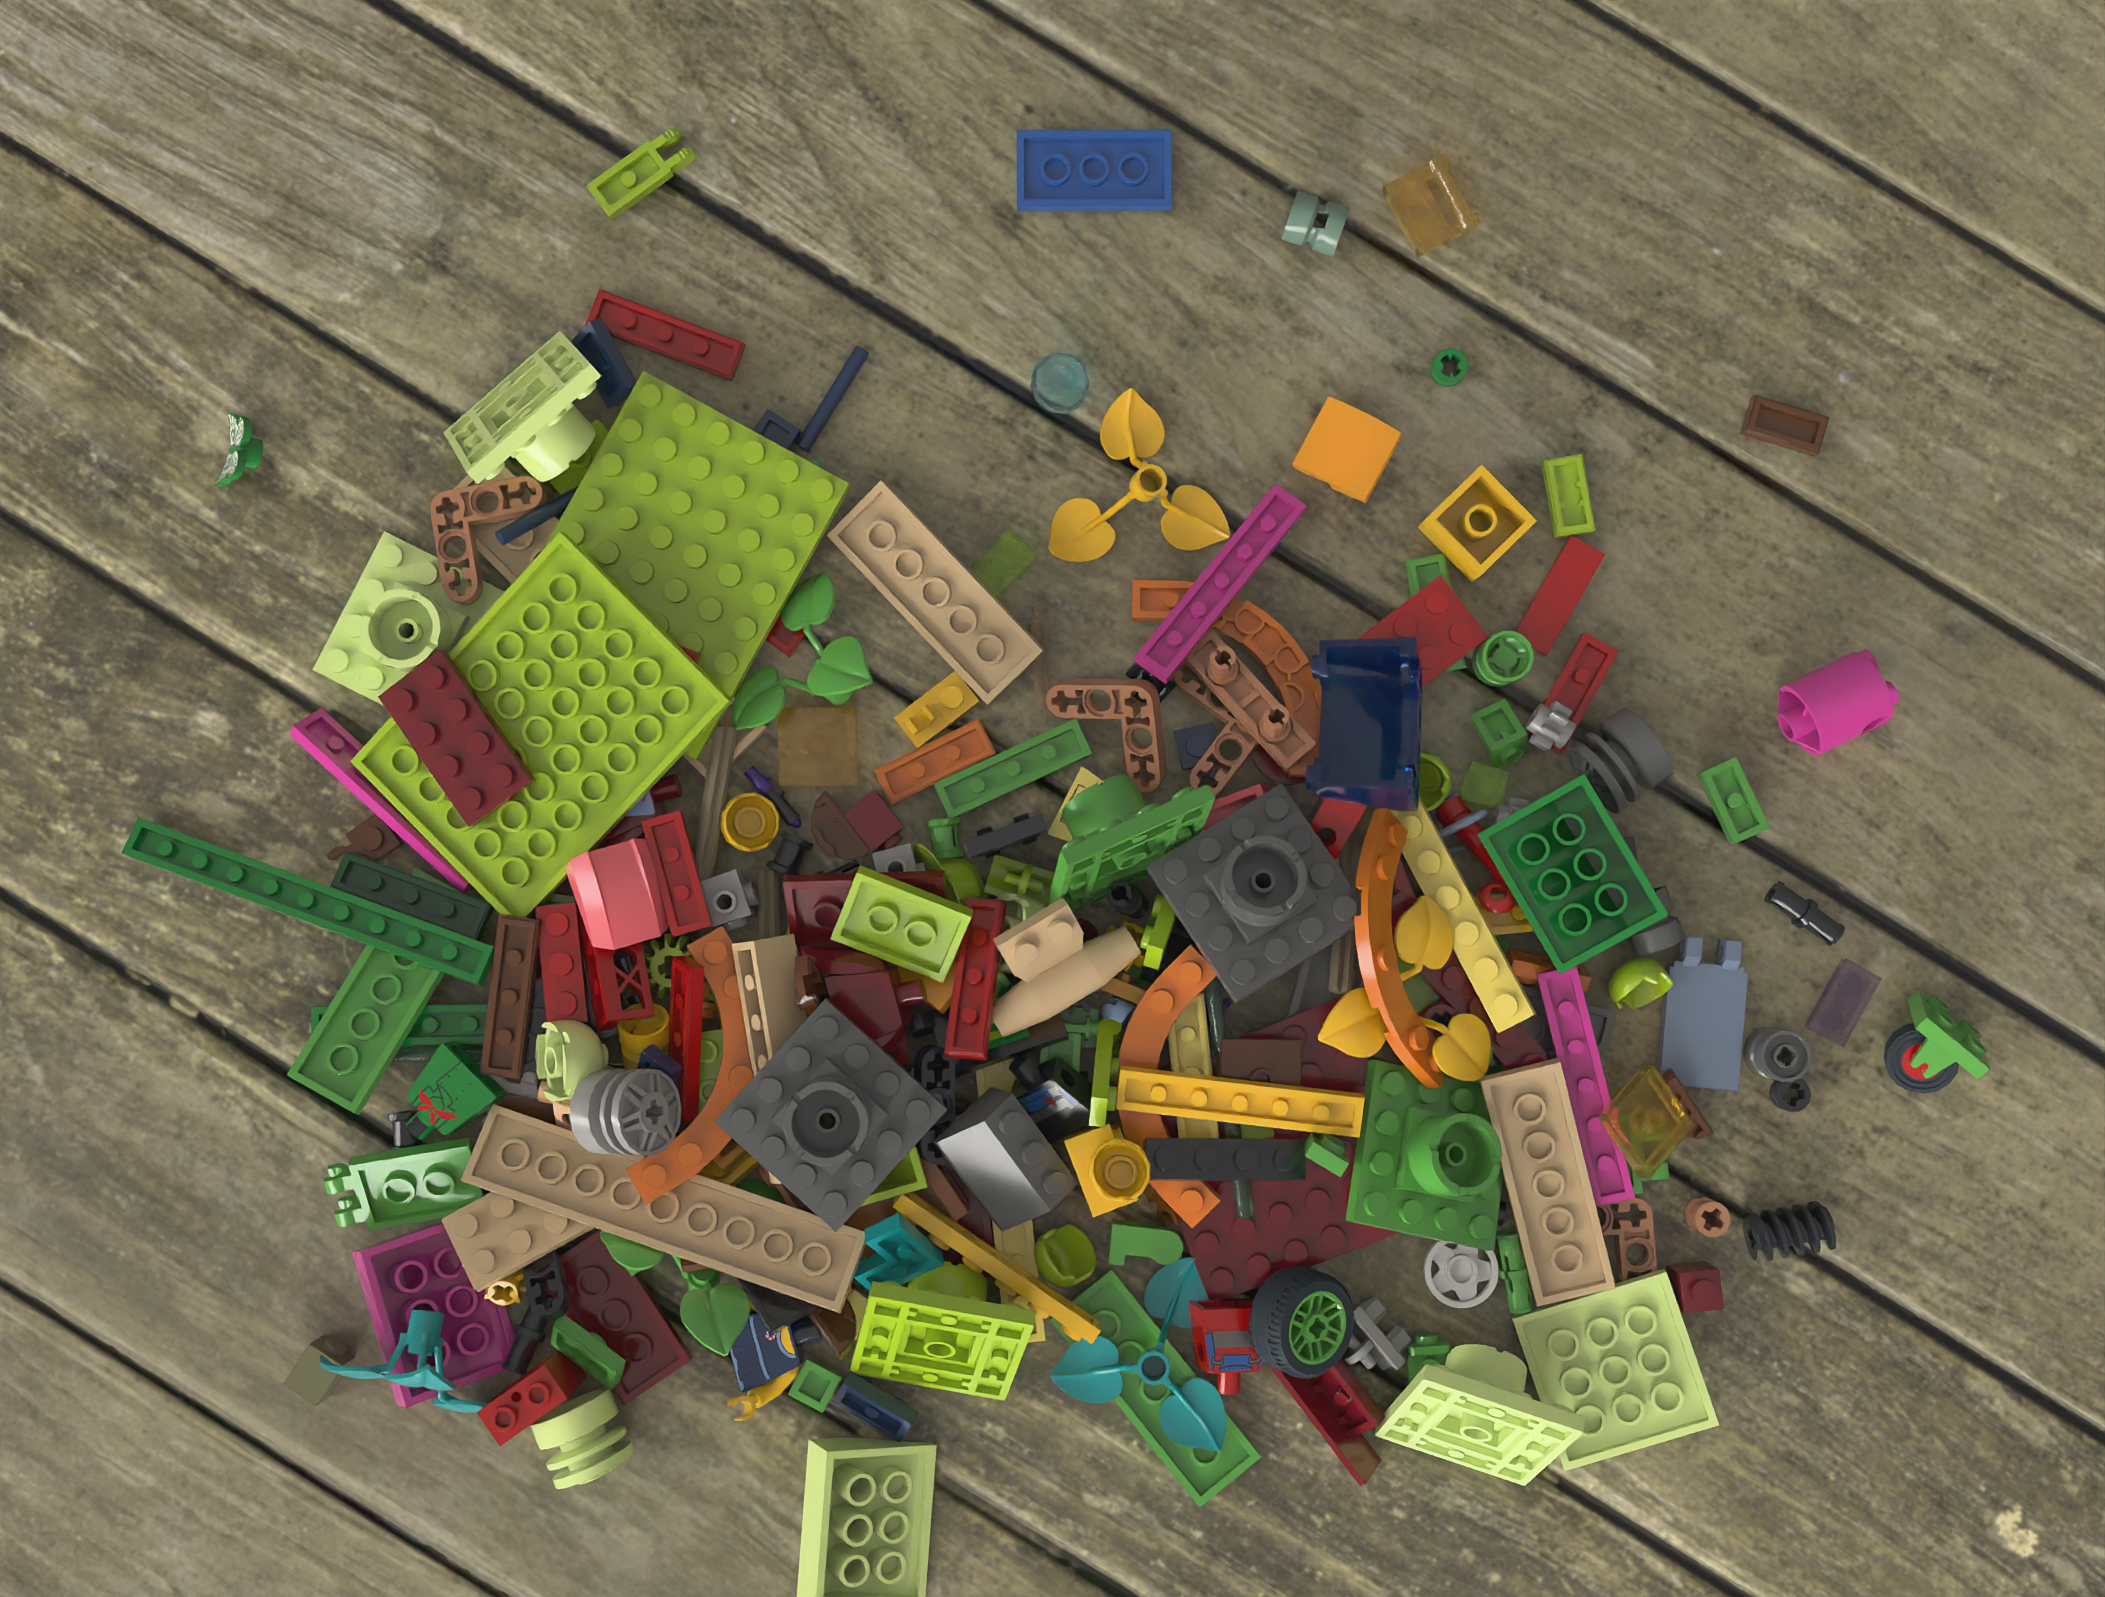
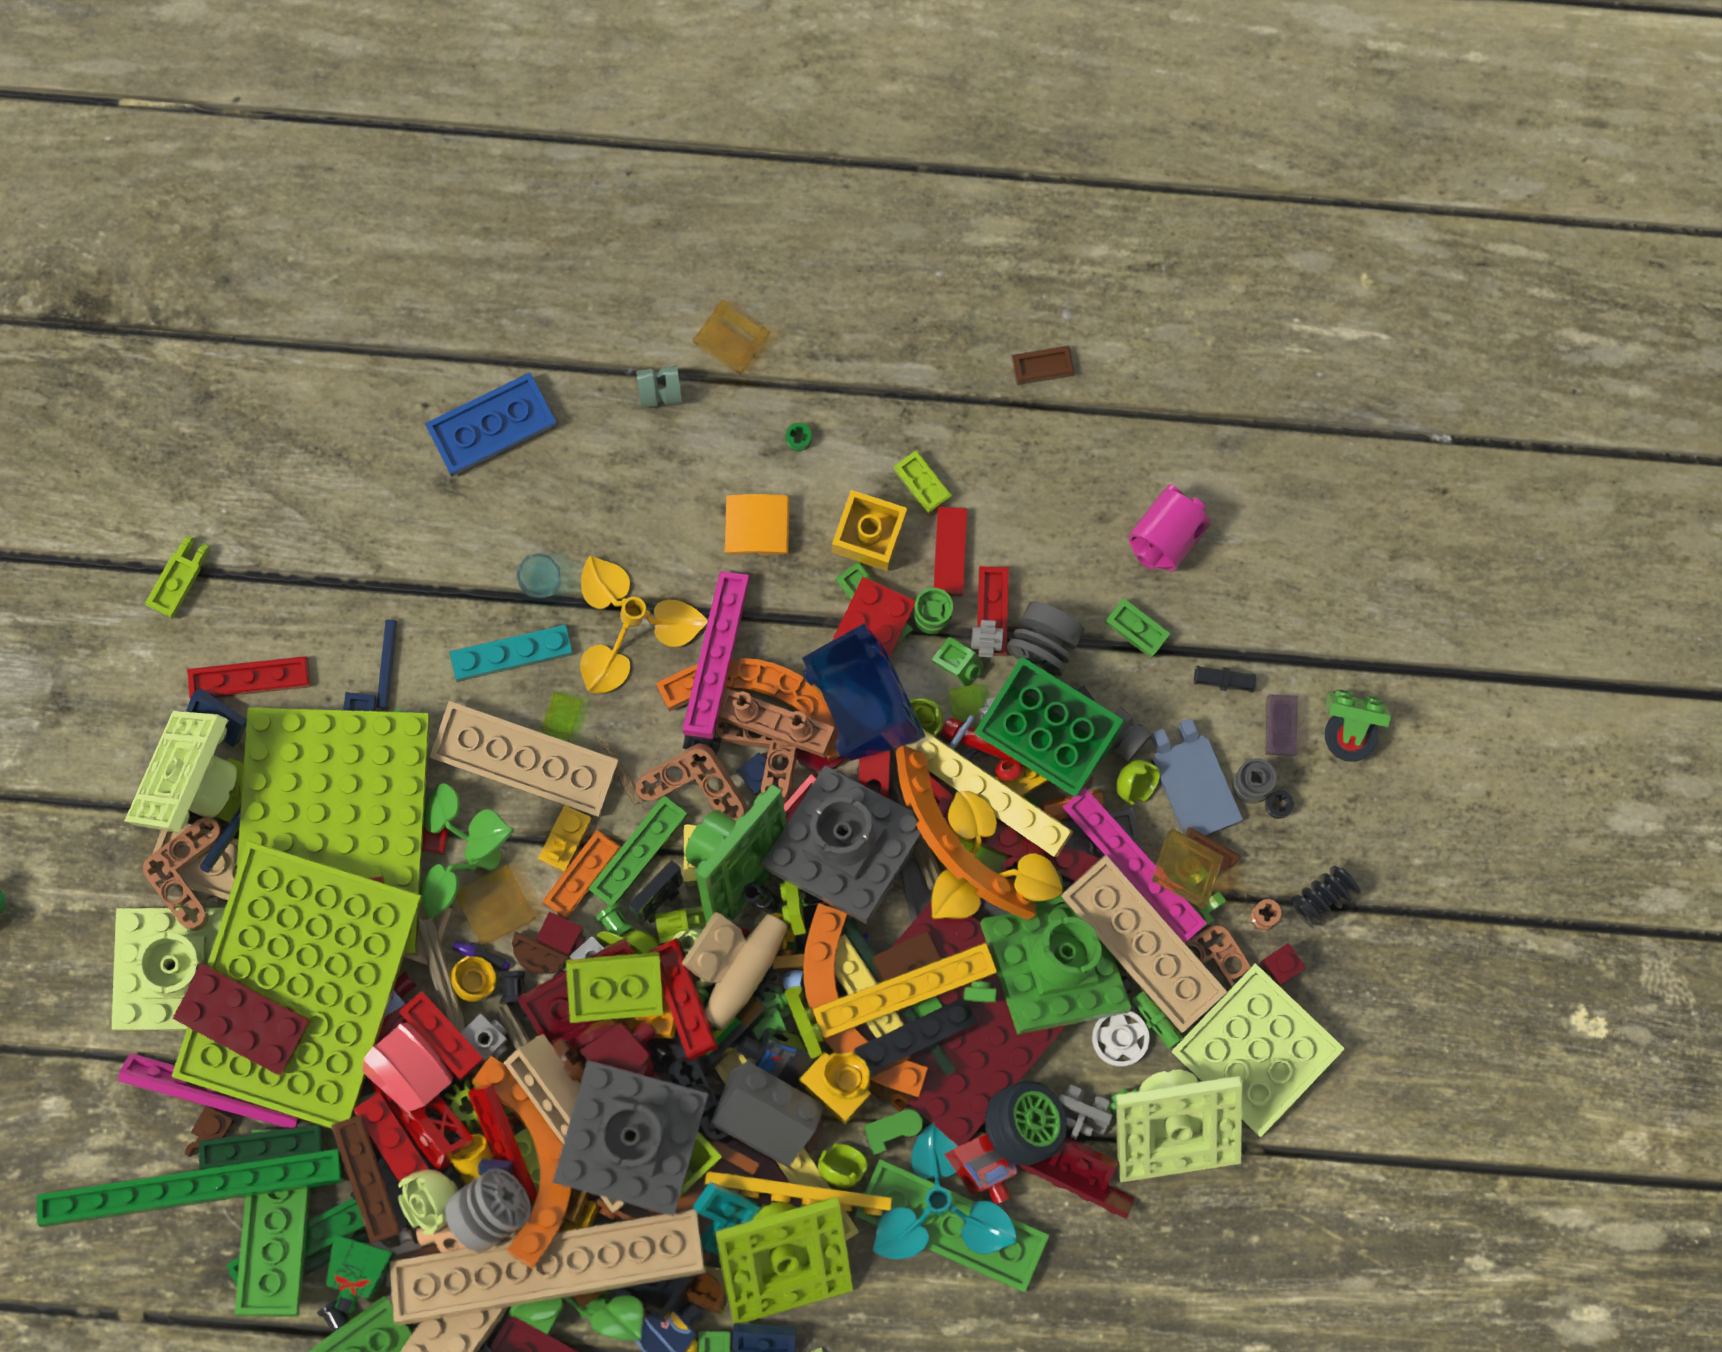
camera: 30 degrees left, 10 degrees down
(982, 458) = (510, 653): none -> teal plate

